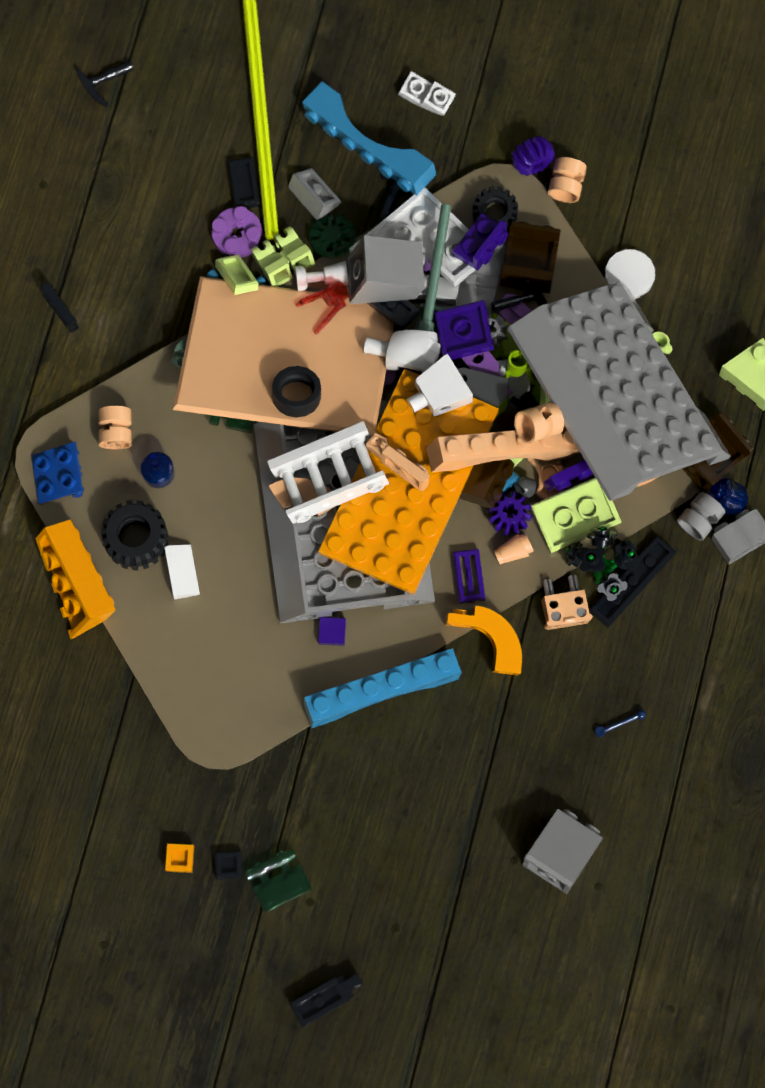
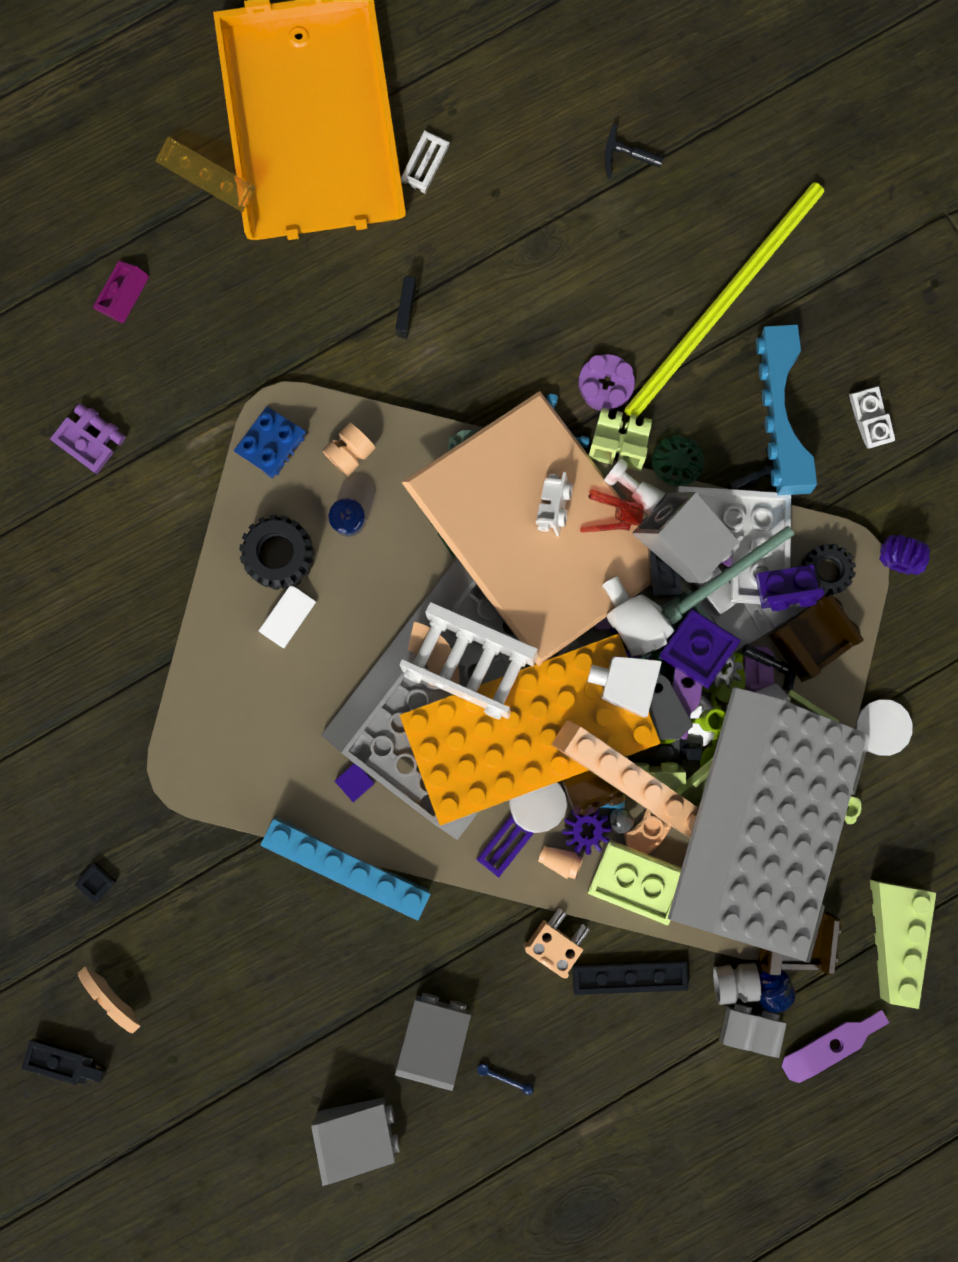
camera: 40 degrees right, 10 degrees up
(74, 578) = (200, 538): light orange wedge -> none
(179, 858) = (62, 841): light orange plate -> none
(236, 274) = (569, 418): yellowish green tile -> none
(244, 183) = (652, 347): black tile -> none
(277, 323) = (554, 514): none -> white hinge
(282, 887) = (118, 942): clear green plate -> none
(299, 408) = (524, 549): black tyre -> none
(313, 193) = (699, 410): light grey slope -> none
(314, 925) = (115, 1007): none -> light nougat tile
(398, 462) = (532, 707): light nougat hinge -> none
(465, 529) = (539, 809): none -> white tile
(504, 640) = (475, 933): light orange arch -> none
(539, 422) = (678, 793): light nougat wheel -> none
(549, 739) = (434, 1041): none -> light grey slope
(562, 479) = (656, 846): dark purple plate -> none
(567, 181) = (915, 599): light nougat wheel -> none
(594, 560) = (614, 945): black plant -> none

